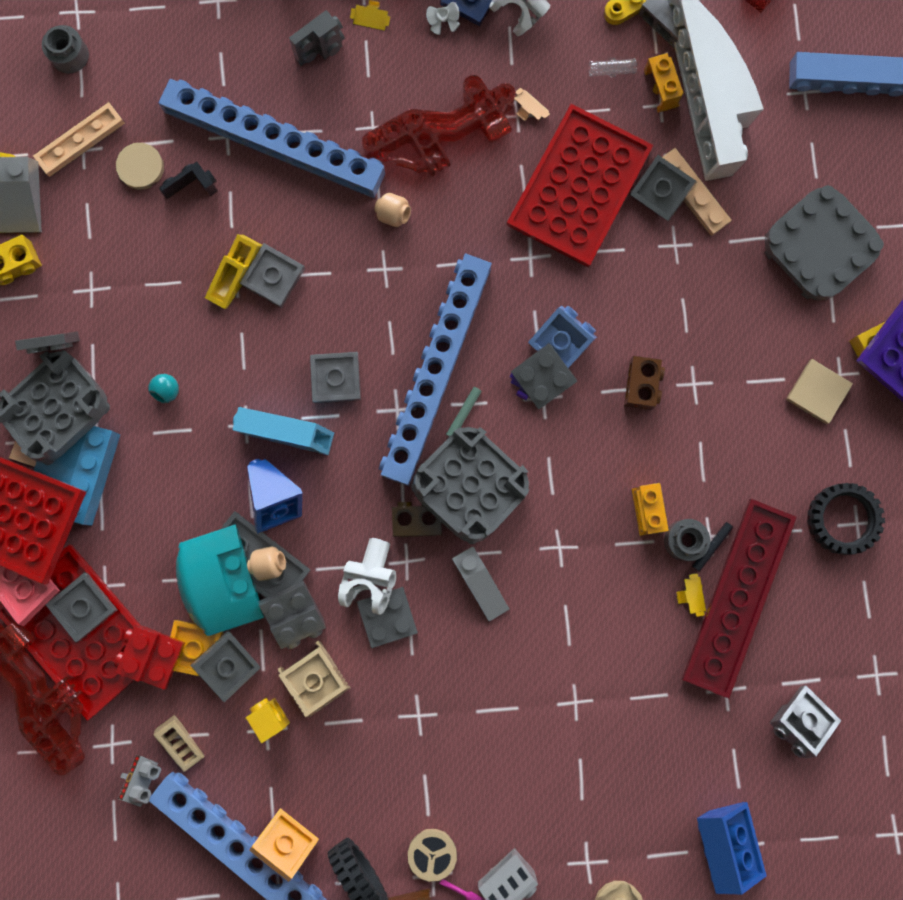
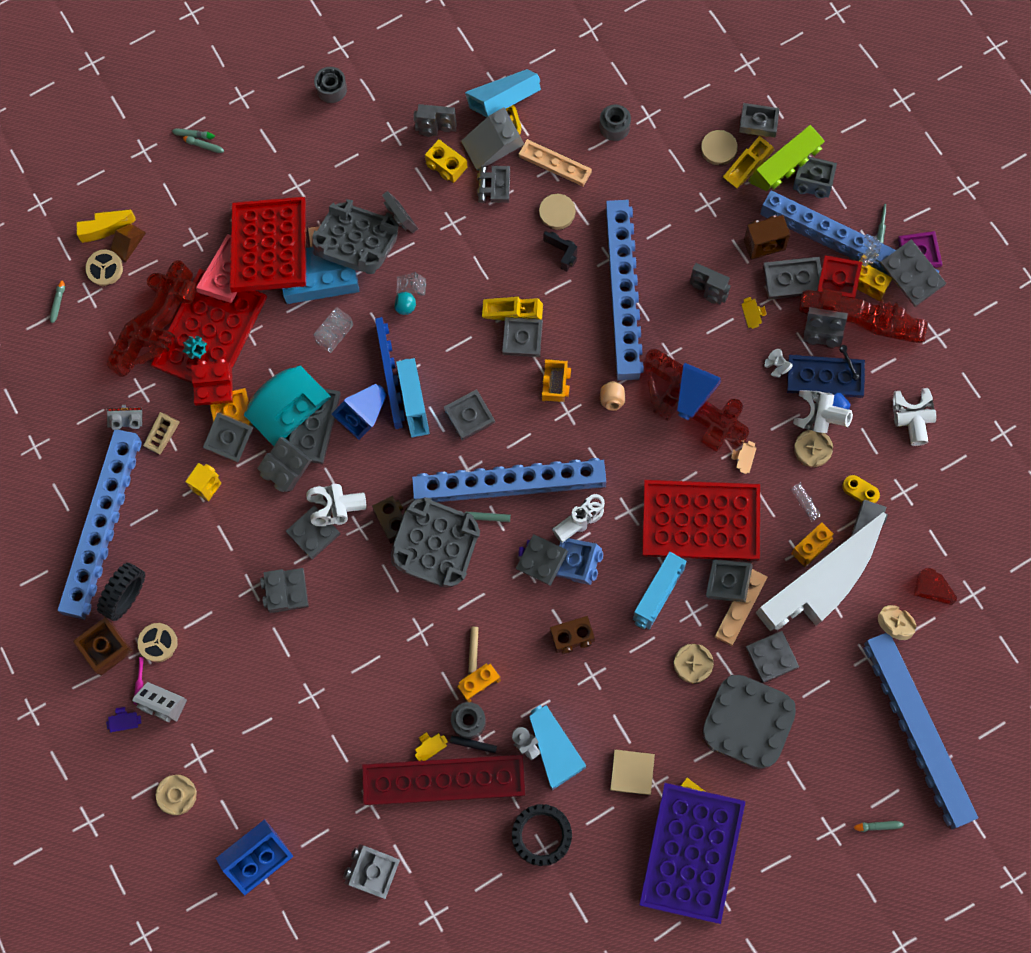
camera: 70 degrees right, 10 degrees down
(71, 212) = (499, 184): none -> flat silver plate
(81, 607) = (226, 323): dark grey plate -> none
(93, 659) = (194, 347): none -> teal gear
(142, 370) = (411, 283): none -> clear bracket
(154, 484) = (333, 329): none -> clear brick
(230, 440) = (391, 380): none -> blue plate
(266, 563) = (312, 429): light nougat head -> none
(284, 845) = (122, 534): light orange plate -> none
(314, 681) = (244, 501): tan piece -> none
(343, 263) = (555, 381): none -> light orange window
(438, 113) = (695, 390): none -> blue slope
(440, 679) = (284, 590): none -> dark grey plate
(480, 583) = (367, 584): light grey slope -> none
(522, 321) = (572, 524): none -> white connector
(555, 31) = (813, 448): none -> tan tile
(607, 498) = (473, 649): none -> tan piece
(642, 266) = (659, 591): none -> medium azure door
(731, 271) = (693, 663): none -> tan tile
(745, 488) = (525, 742): none -> light grey hips
(762, 187) = (772, 657): none -> flat silver plate
(764, 460) = (557, 752): none -> medium azure slope
(788, 40) = (896, 622): none -> tan tile

